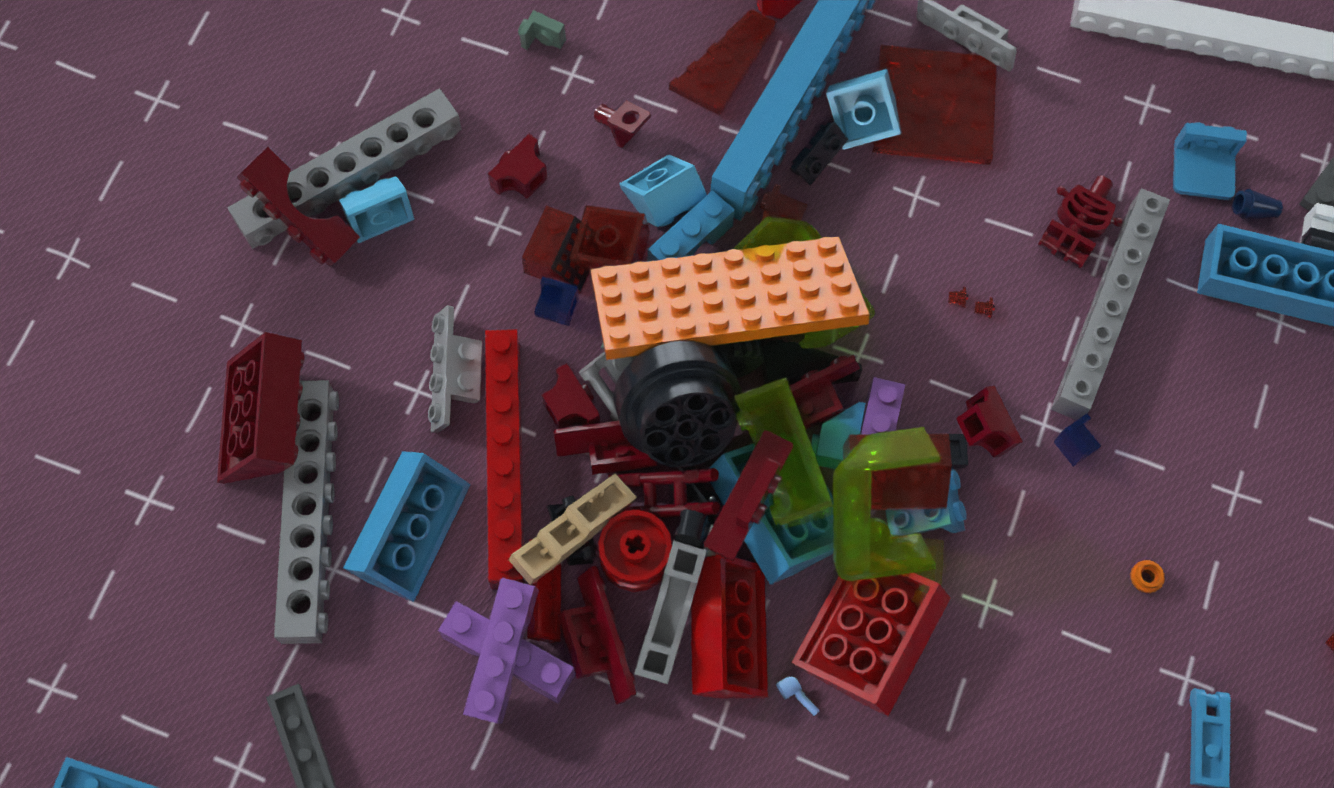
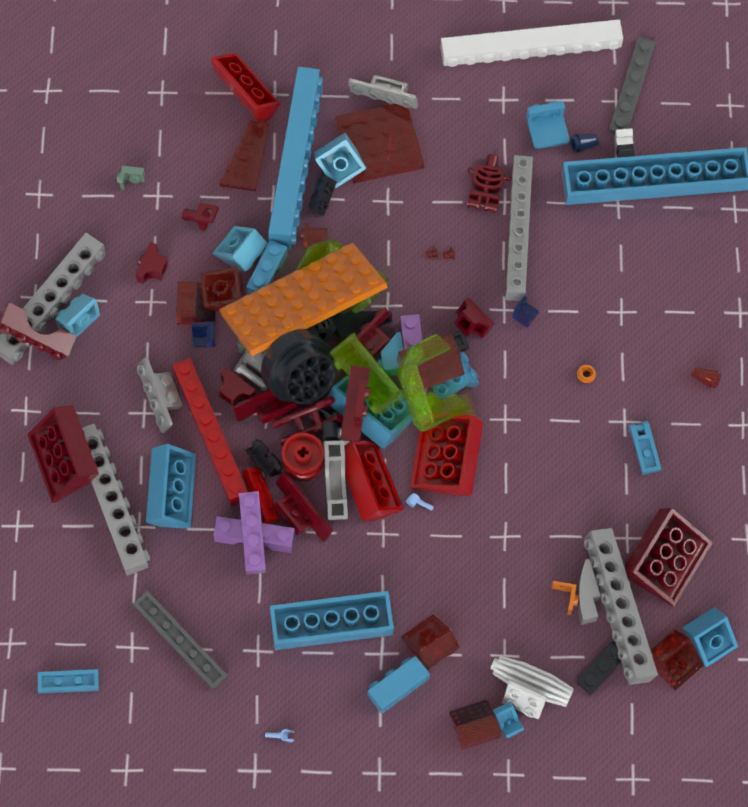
camera: 20 degrees left, 0 degrees up
(572, 529) = (265, 455): tan slope -> none

